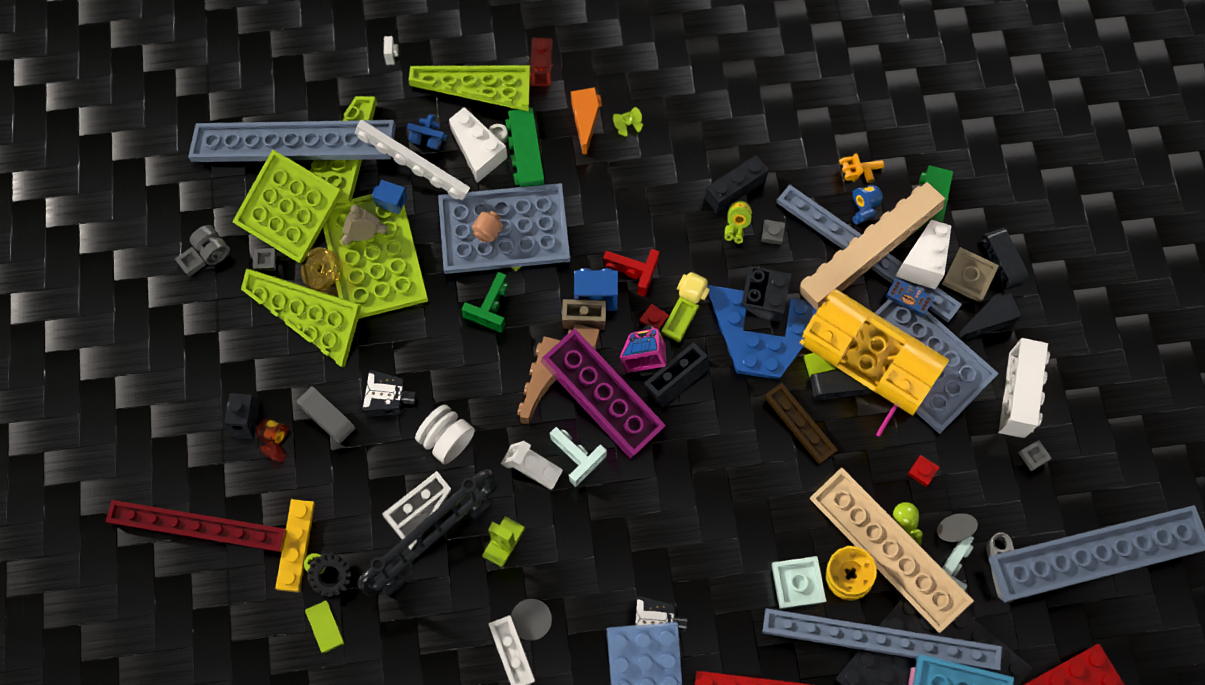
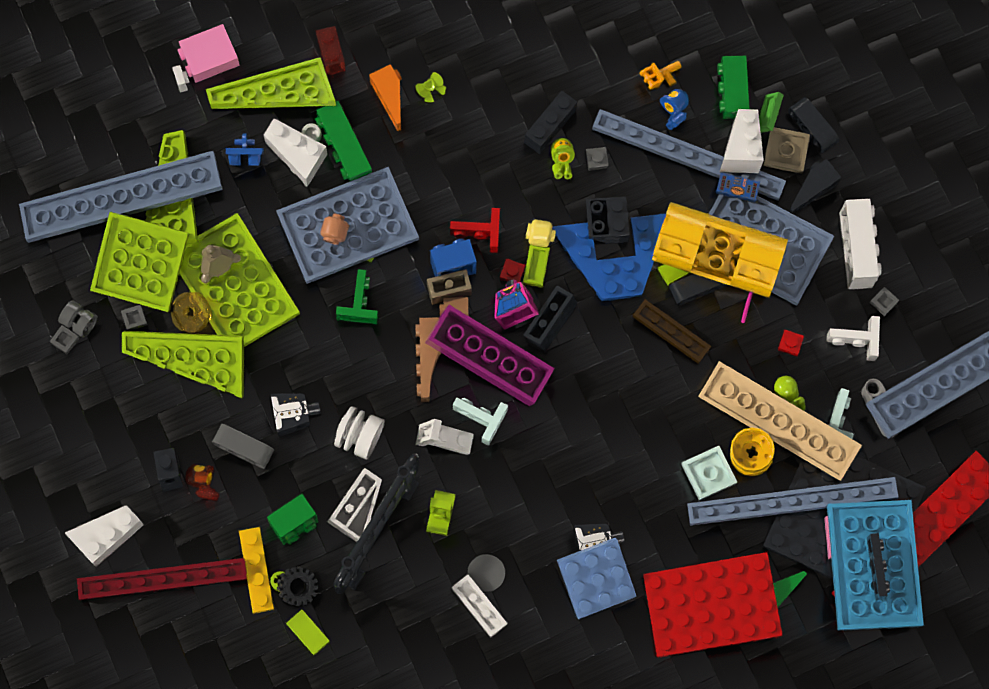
camera: 20 degrees left, 5 degrees up
(155, 463) = (105, 534): none -> white wedge
(347, 504) = (293, 520): none -> green brick
(389, 196) = (233, 225): blue brick -> none
(407, 157) = (237, 184): white plate -> none
(423, 35) = (208, 53): none -> bright pink brick
(872, 245) = (691, 149): tan brick -> none
(957, 527) = (832, 385): dark grey sticker -> none
(963, 232) = (770, 111): none -> bright green tile
(998, 486) = (859, 338): none -> white bracket

